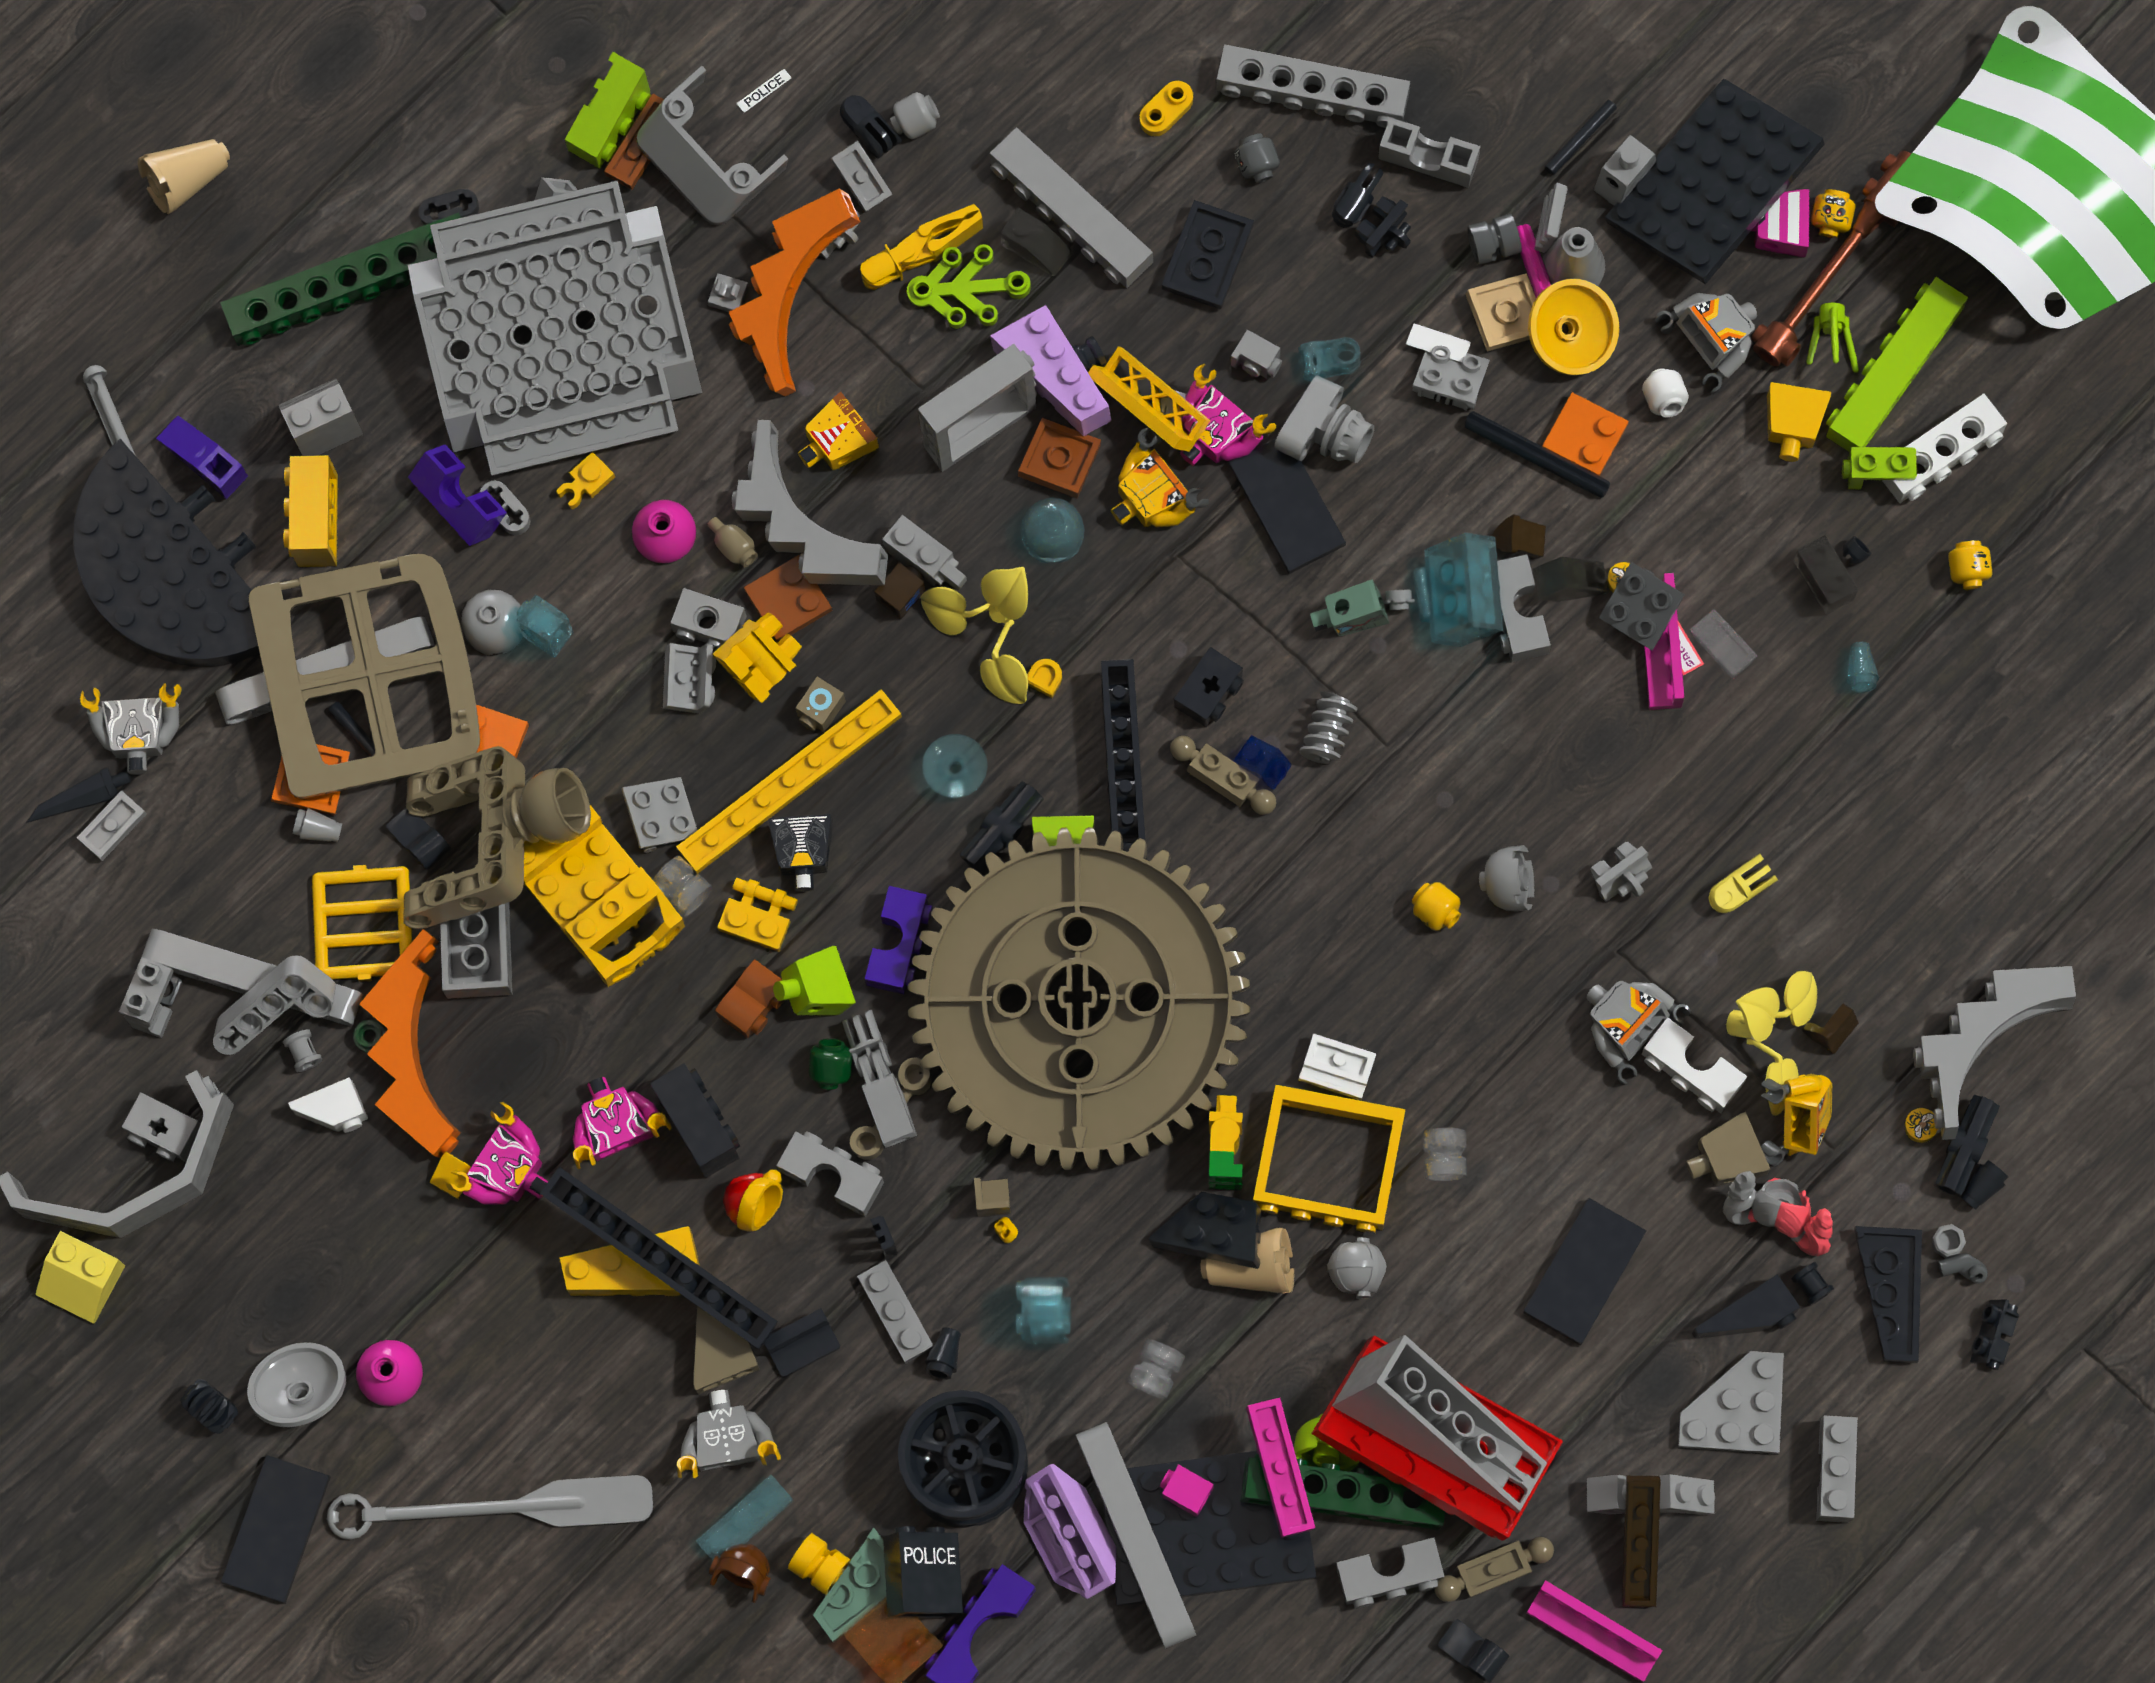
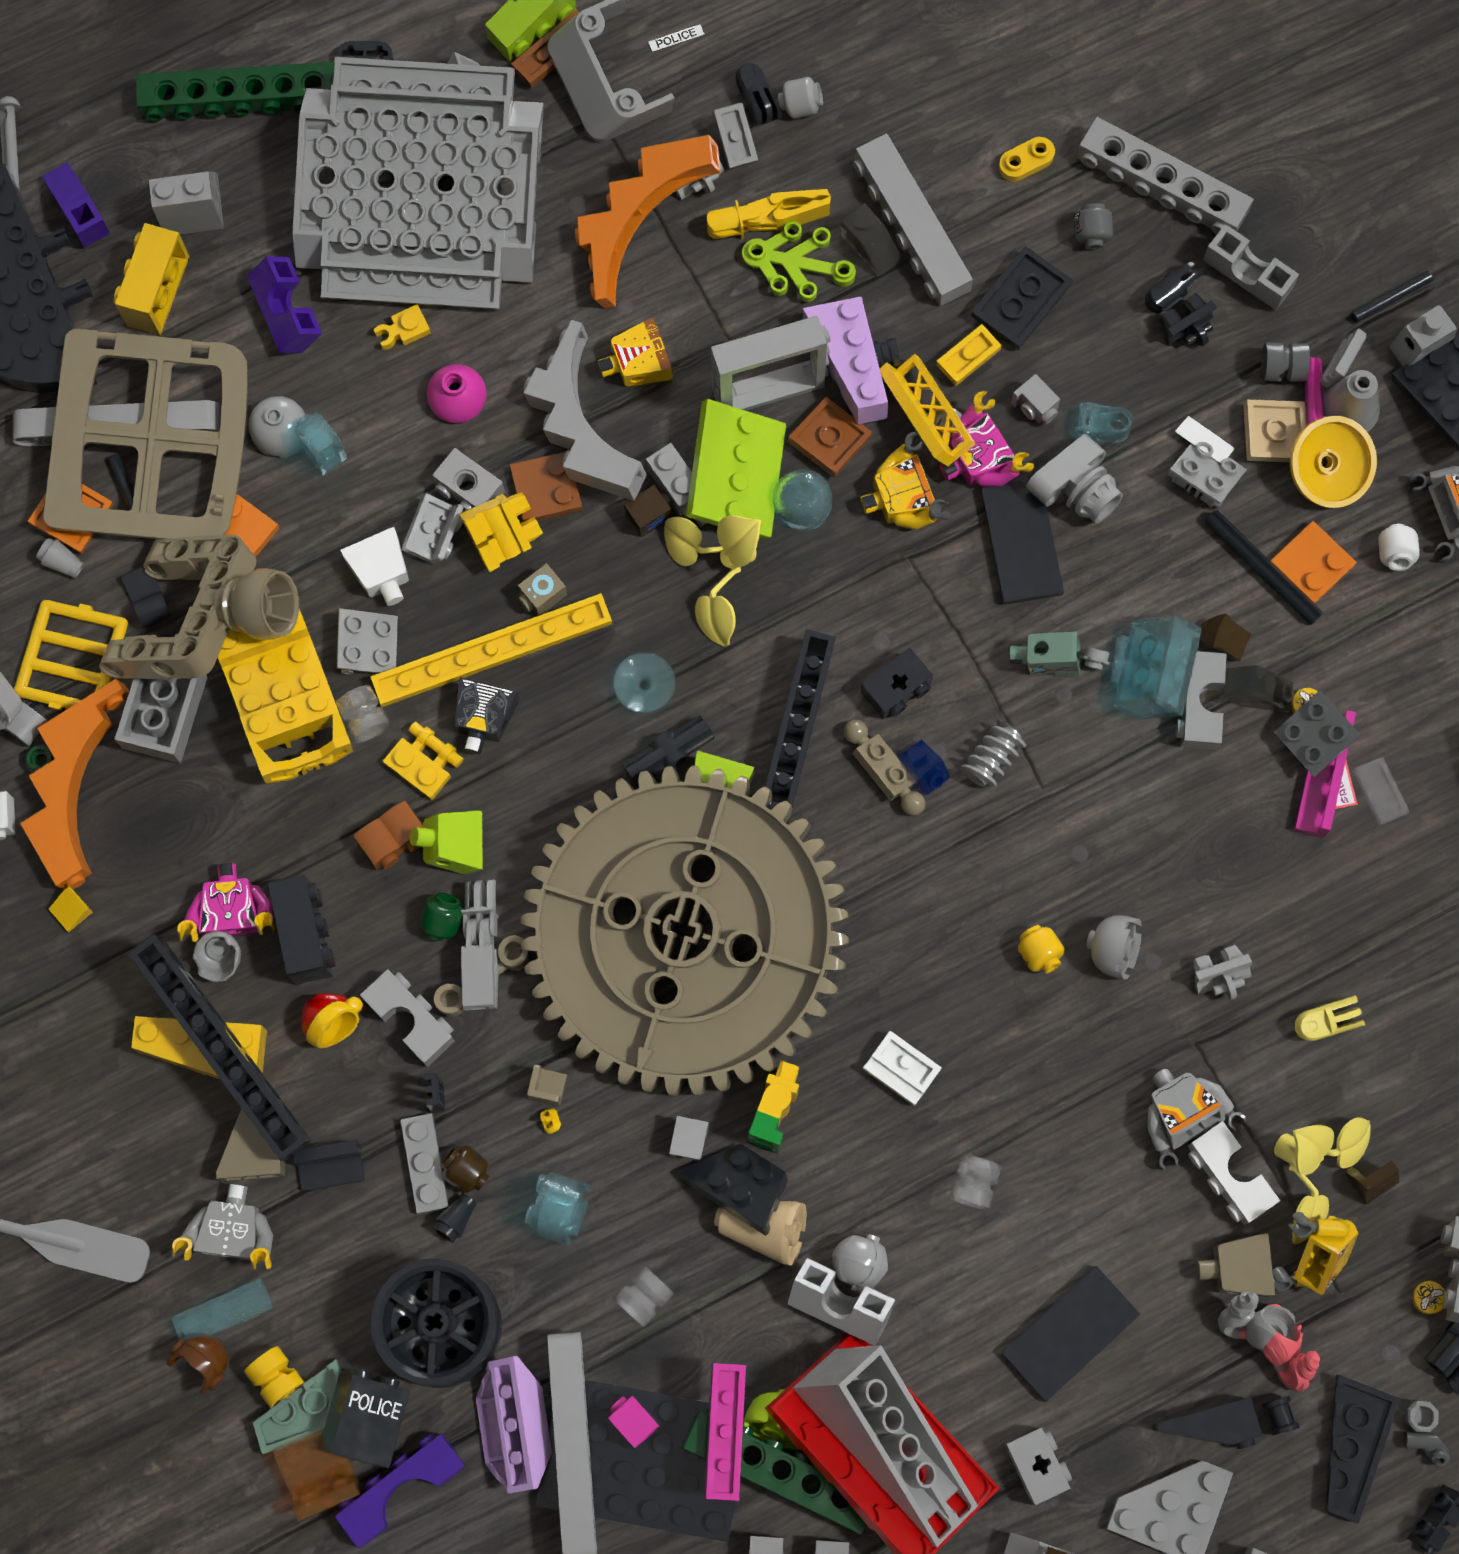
camera: 15 degrees right, 0 degrees up
(505, 1164) = (118, 915): dark pink torso -> none
(512, 503) = (329, 327): light grey beam -> none
(618, 1173) = (217, 956): none -> light grey hair
(645, 731) = (378, 565): none -> white torso
(727, 293) = (584, 201): light grey tile -> none
(733, 542) = (514, 422): dark tan plant -> none
(893, 968) = (558, 803): dark purple arch -> none
(938, 1303) = (465, 1169): none -> dark brown head
(974, 518) = (735, 466): none -> lime plate
(1045, 677) = (752, 628): yellow tile -> none
(1149, 1201) = (688, 1138): none -> light grey panel
(1172, 330) = (968, 355): none -> yellow plate
(1326, 1313) = (819, 1297): none -> light grey arch
(1337, 1106) = (889, 1104): yellow window -> none
(1575, 1403) = (1022, 1454): none -> light grey brick

